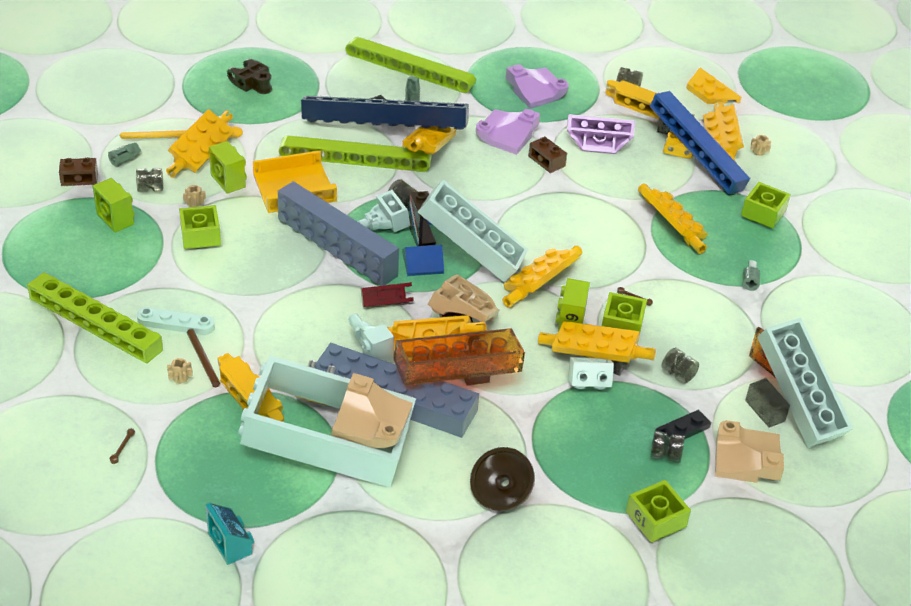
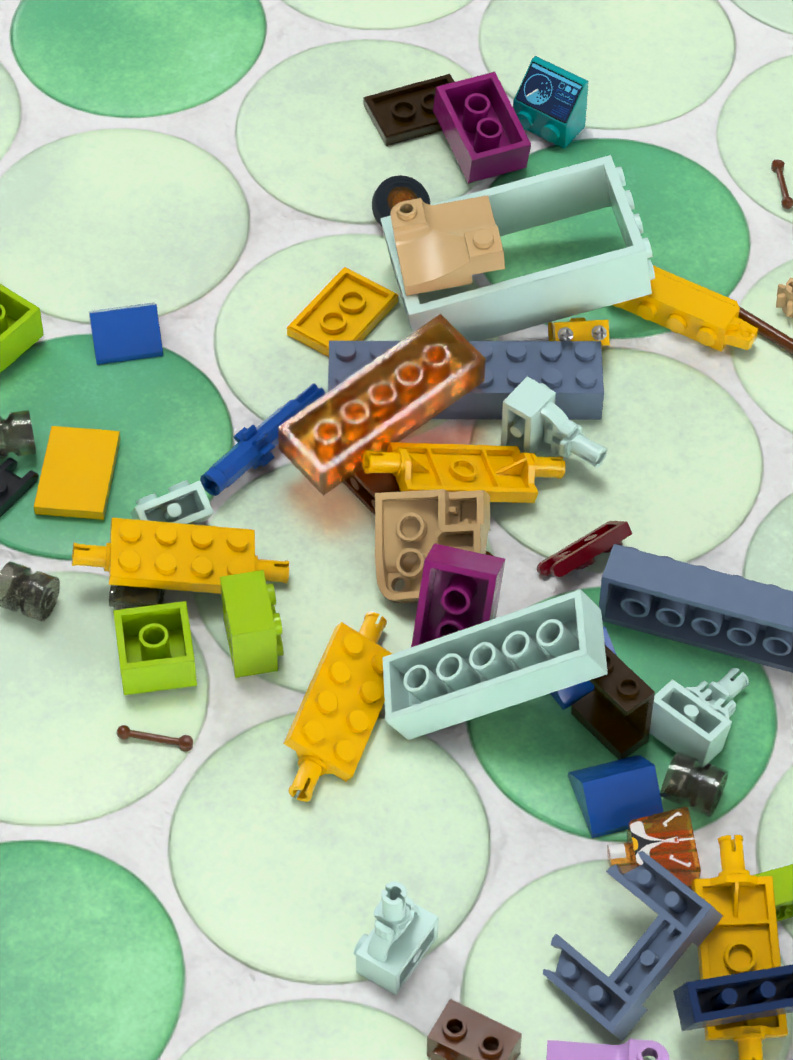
camera: 160 degrees right, 10 degrees up
(285, 529) = (481, 127): none -> magenta brick
(309, 583) = (406, 110): none -> dark brown tile
(367, 505) = (396, 190): none -> black wheel
(431, 177) = (666, 839): none -> clear orange torso
(438, 461) = (342, 311): none -> yellow tile
(452, 139) = (680, 922): none -> sand blue wedge
(473, 265) = (456, 592): none -> magenta brick
(495, 468) = (233, 292): dark brown dish -> none
(528, 396) = (255, 444): none -> blue piece
(564, 185) = (398, 940): none -> light aqua brick
(574, 497) = (126, 333): none -> blue slope
(631, 425) = (77, 472): none -> yellow tile
(676, 216) = (140, 966): yellow plate -> none

